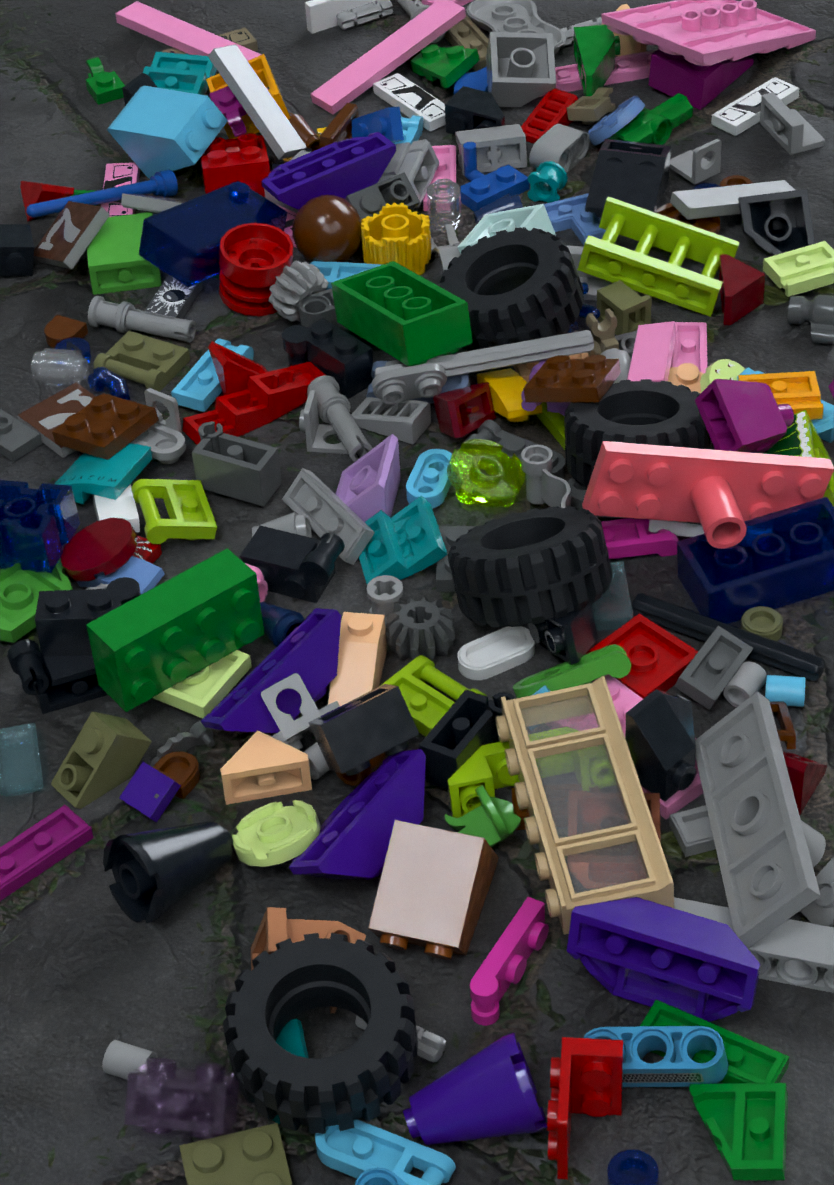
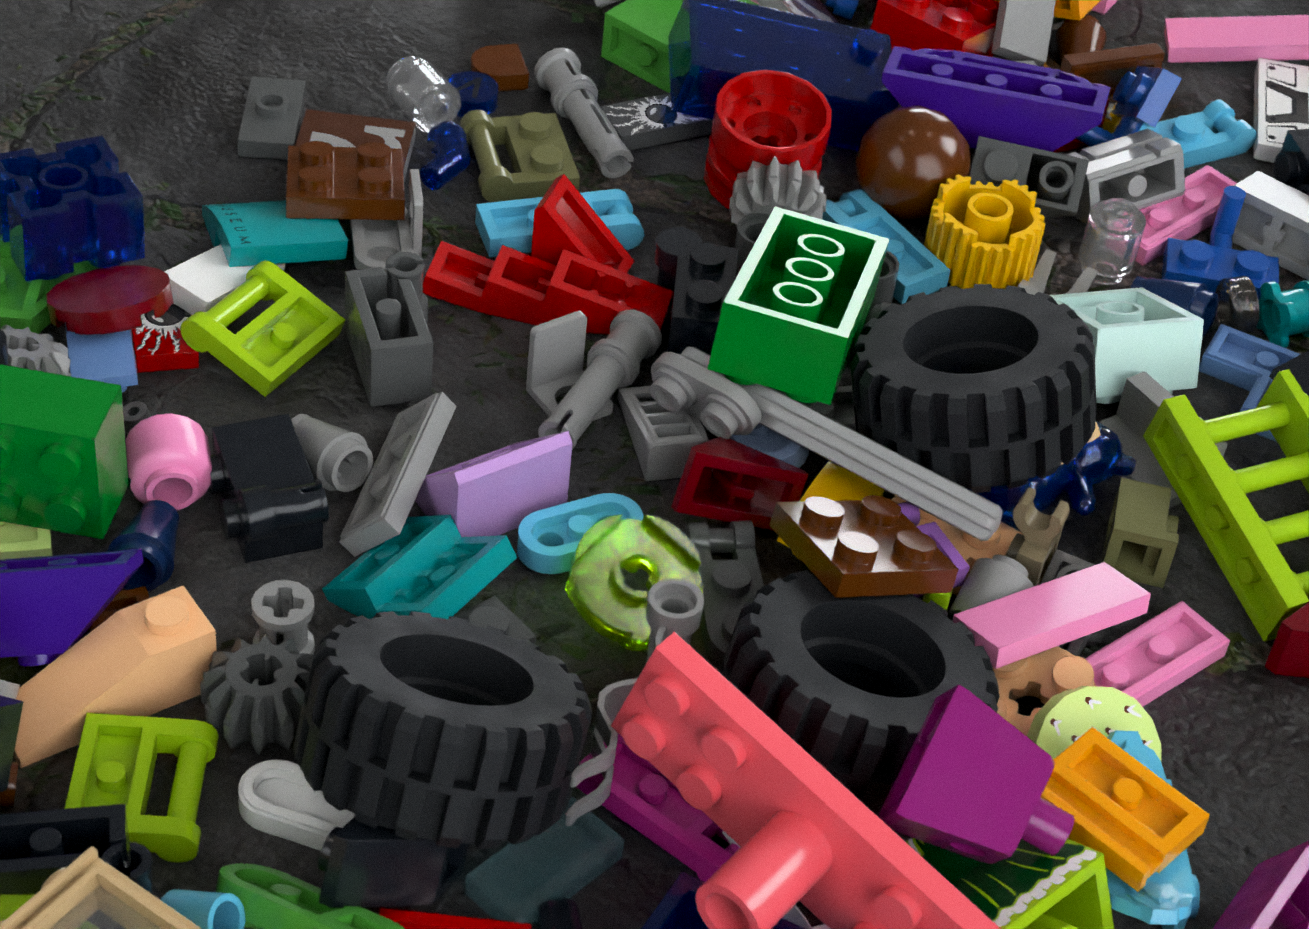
camera: 40 degrees right, 0 degrees up
(528, 191) = (1237, 304): none -> clear smoke tile

